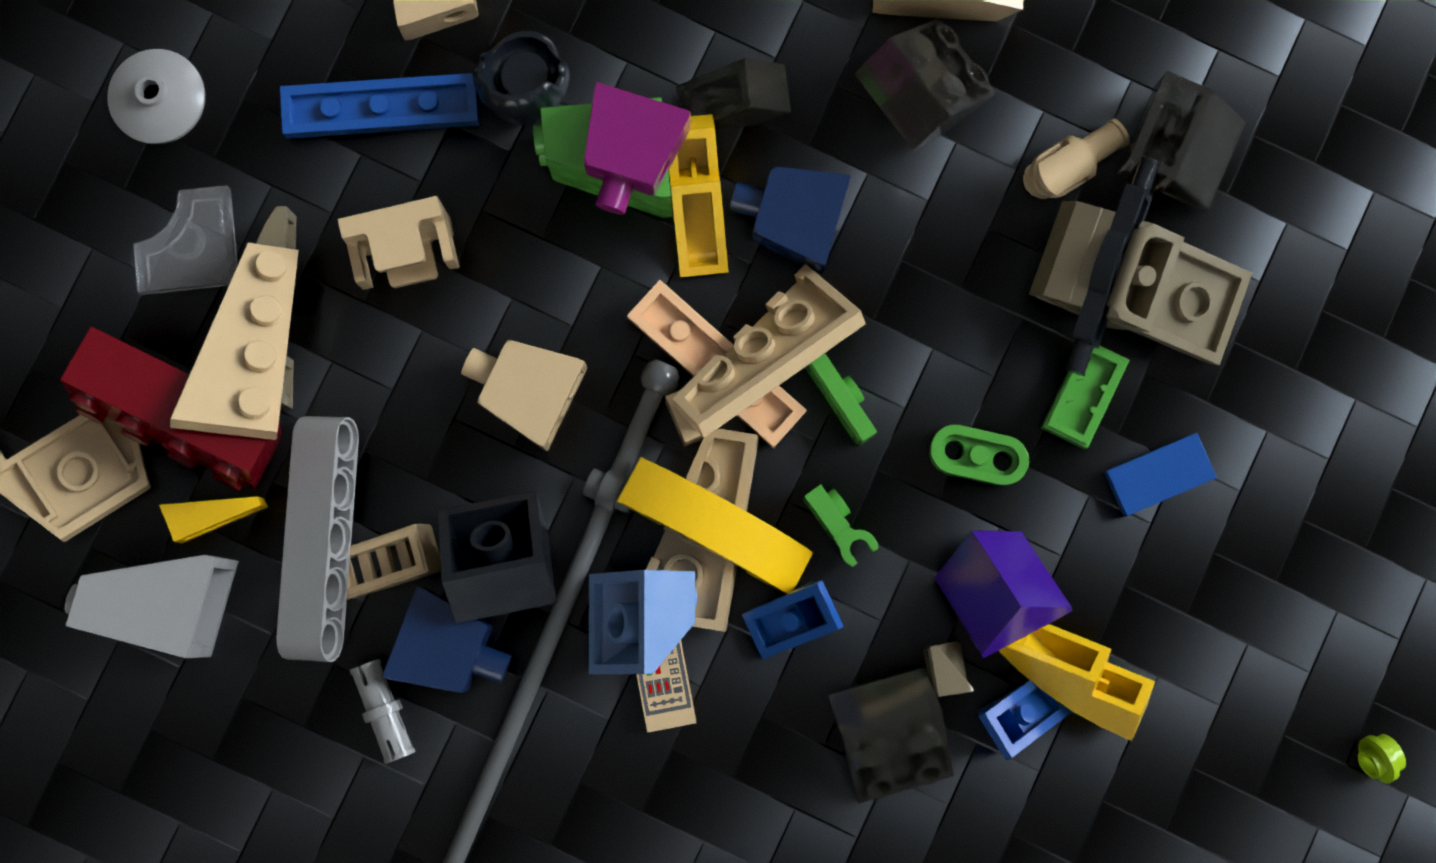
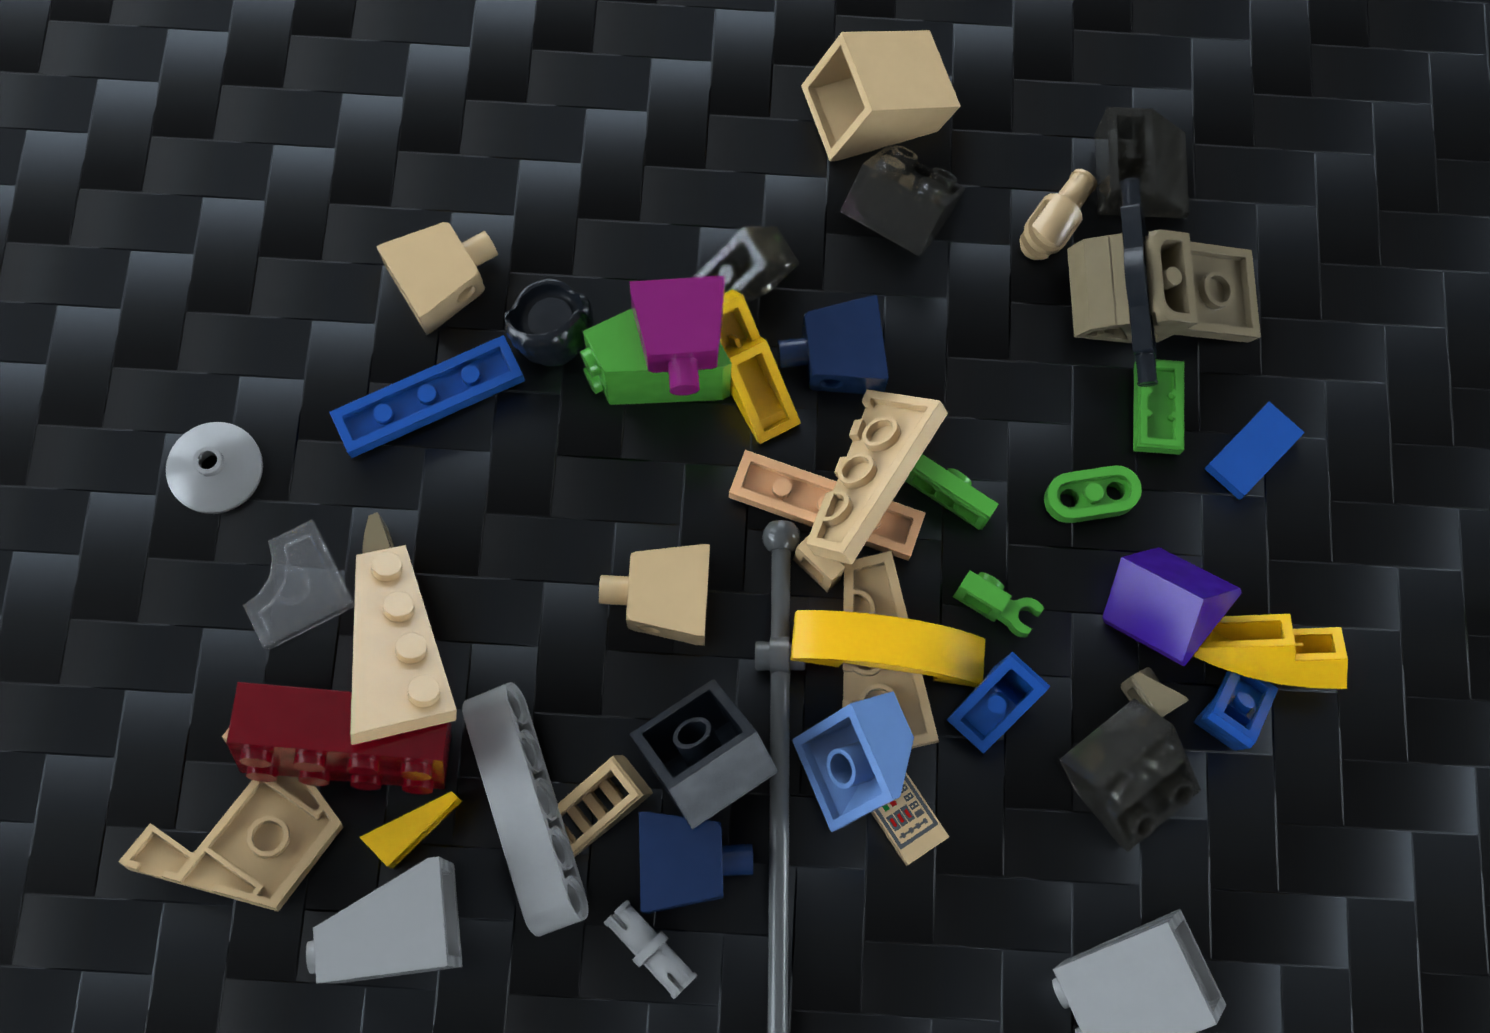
camera: 25 degrees left, 10 degrees down
(399, 242) = (496, 502): tan panel -> none

